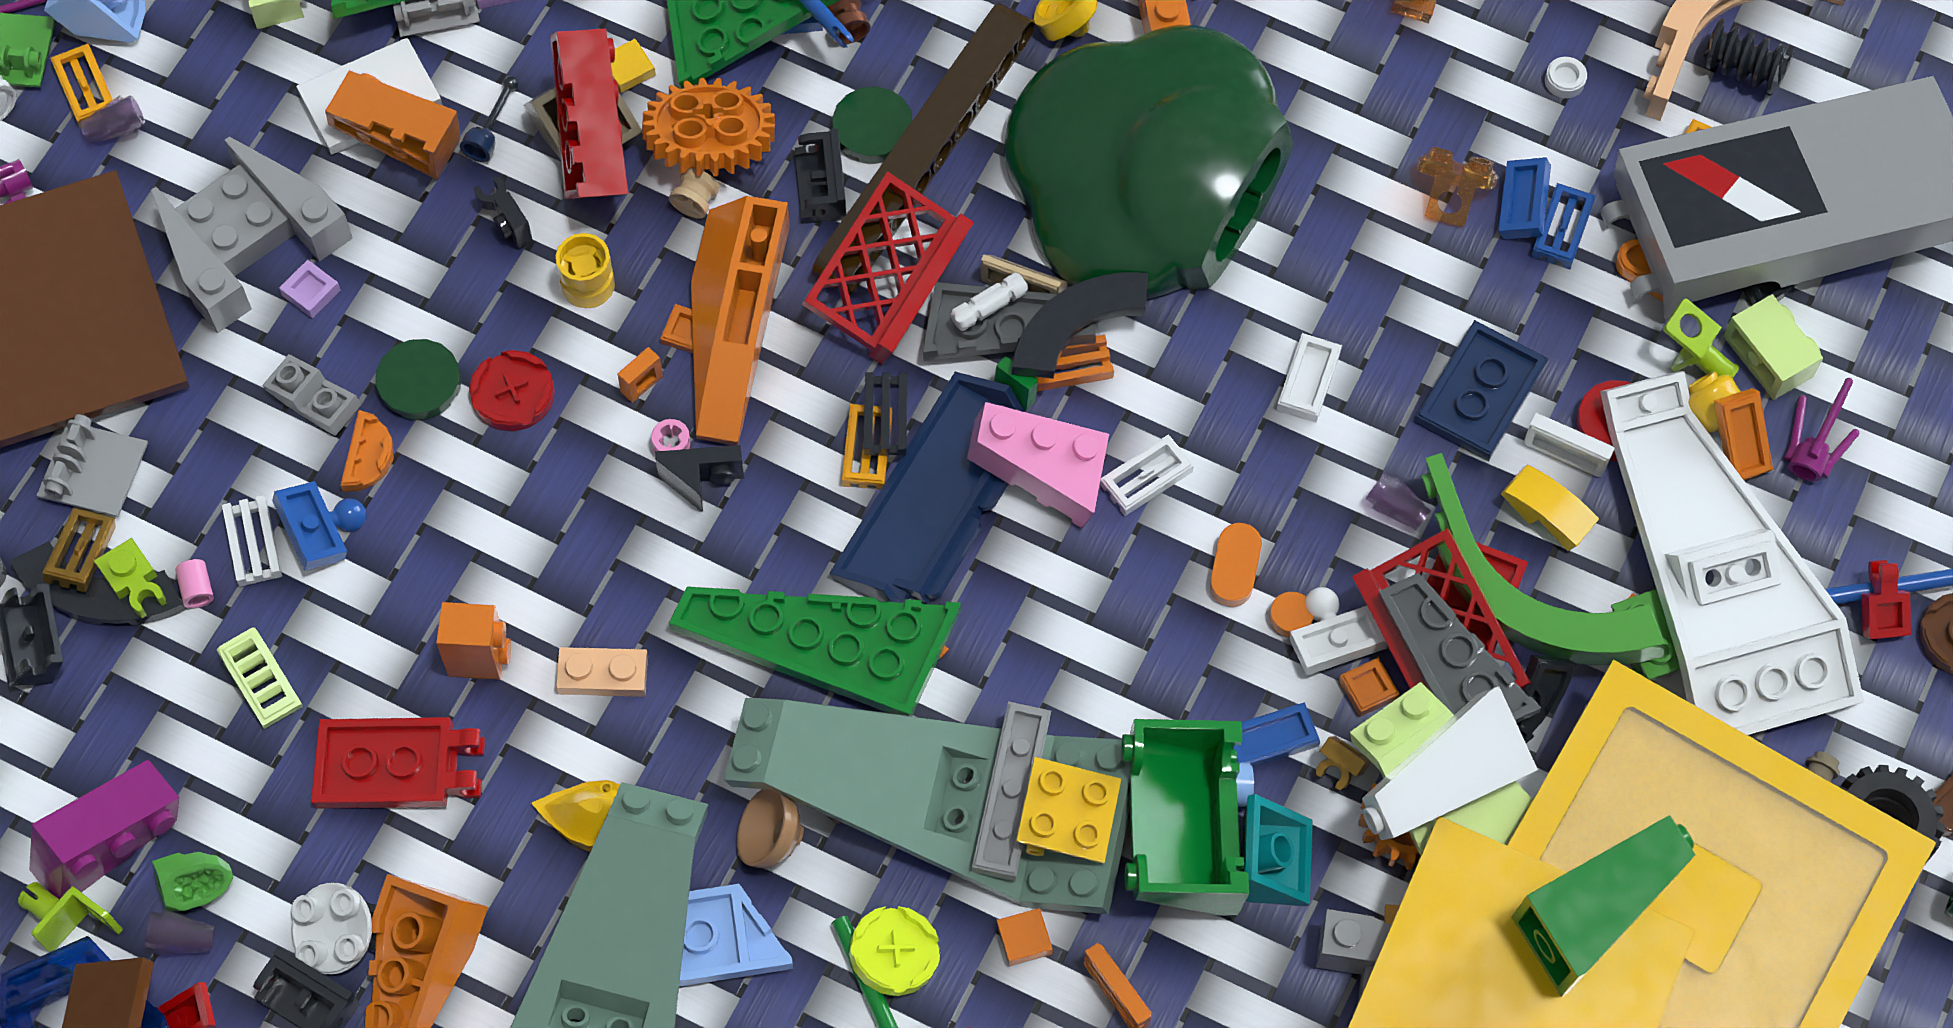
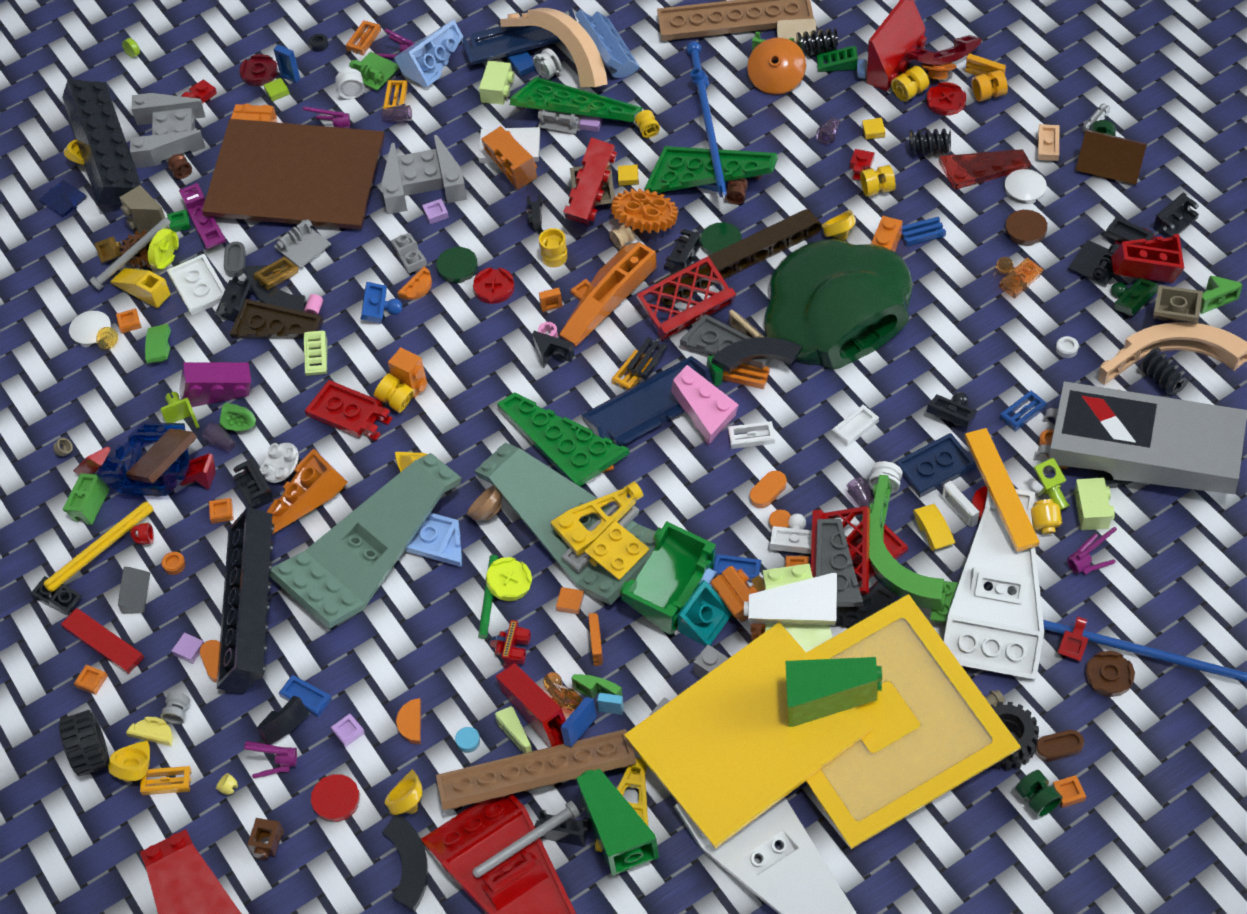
camera: 35 degrees right, 10 degrees down
(130, 573) = (288, 290): lime plate -> none
(133, 651) = (273, 321): none -> dark brown wing
(245, 509) = (341, 295): white tile -> none
(468, 691) = (393, 392): none -> yellow wheel
(480, 142) = (543, 180): dark blue hinge -> none
(602, 672) = (458, 412): light nougat plate -> none
(971, 811) = (574, 532): none -> yellow plate
(989, 301) = (721, 329): white axle -> none
(1309, 786) = (734, 590): none -> orange brick
(1417, 445) = (886, 468): none -> white wheel
(1446, 171) = (977, 361): clear orange bracket -> none
(1454, 277) = (953, 410): none -> black plate
(1524, 198) = (1010, 390): blue tile -> none
(1634, 392) = (1001, 490): none -> light orange tile
(1744, 433) = (1049, 534): orange tile -> none

